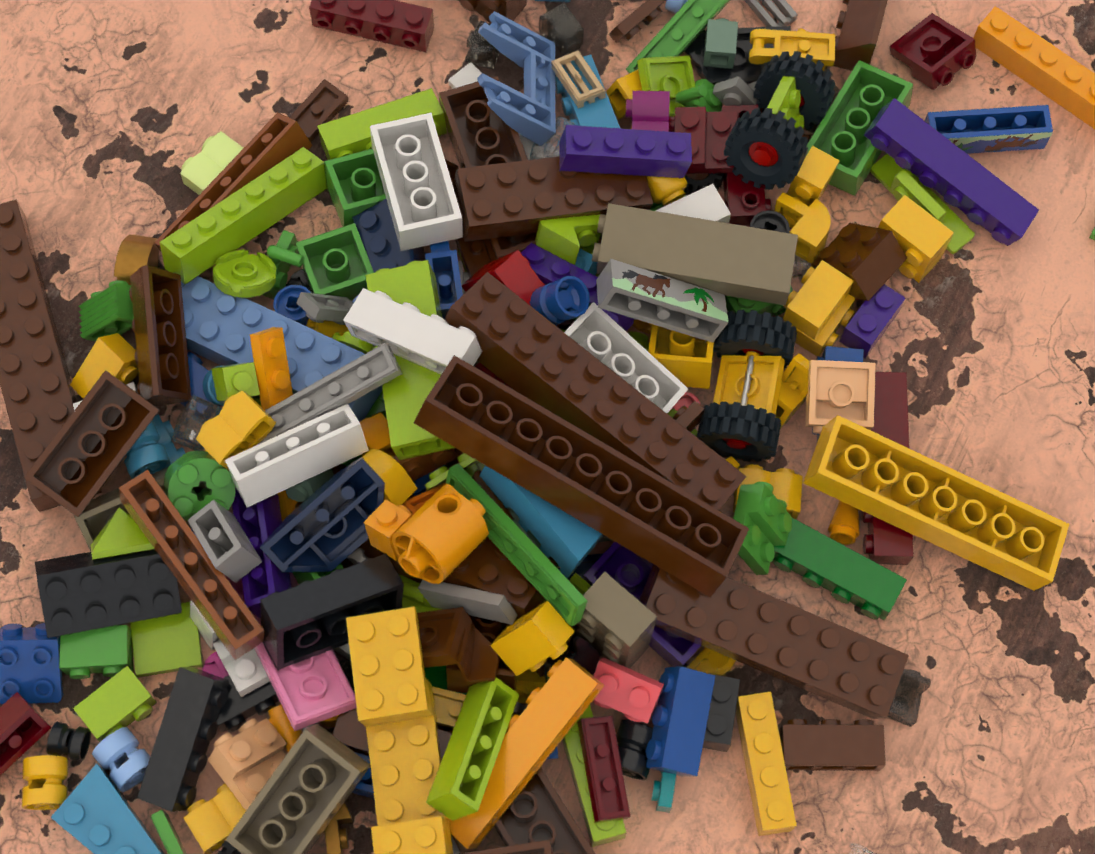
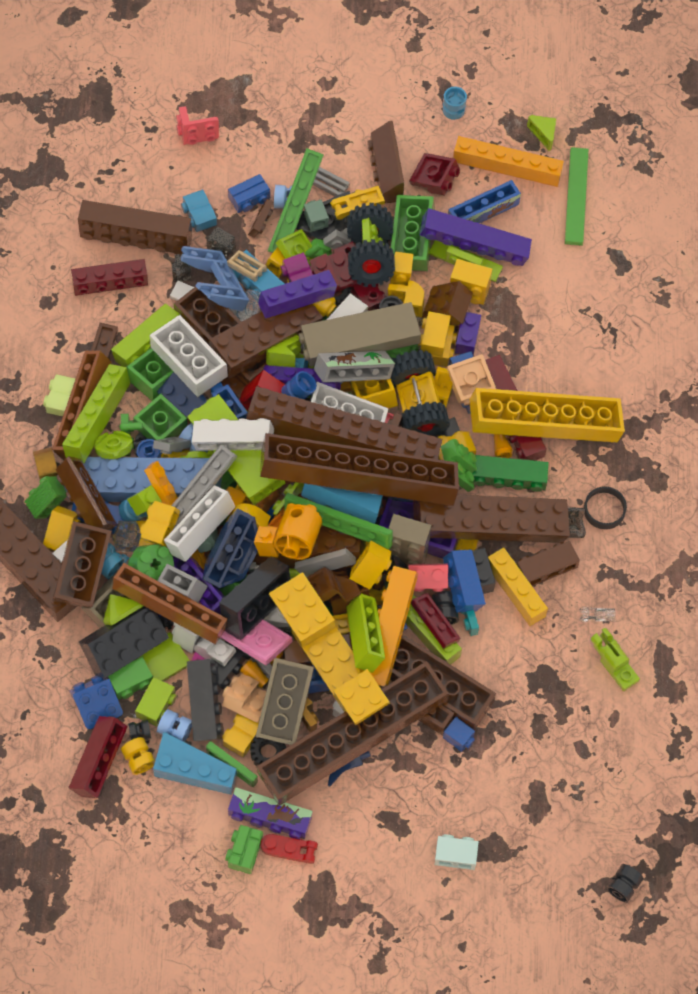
camera: 25 degrees left, 5 degrees down
(780, 460) = (452, 429): none -> black tile
(990, 668) = (604, 489): none -> black tyre

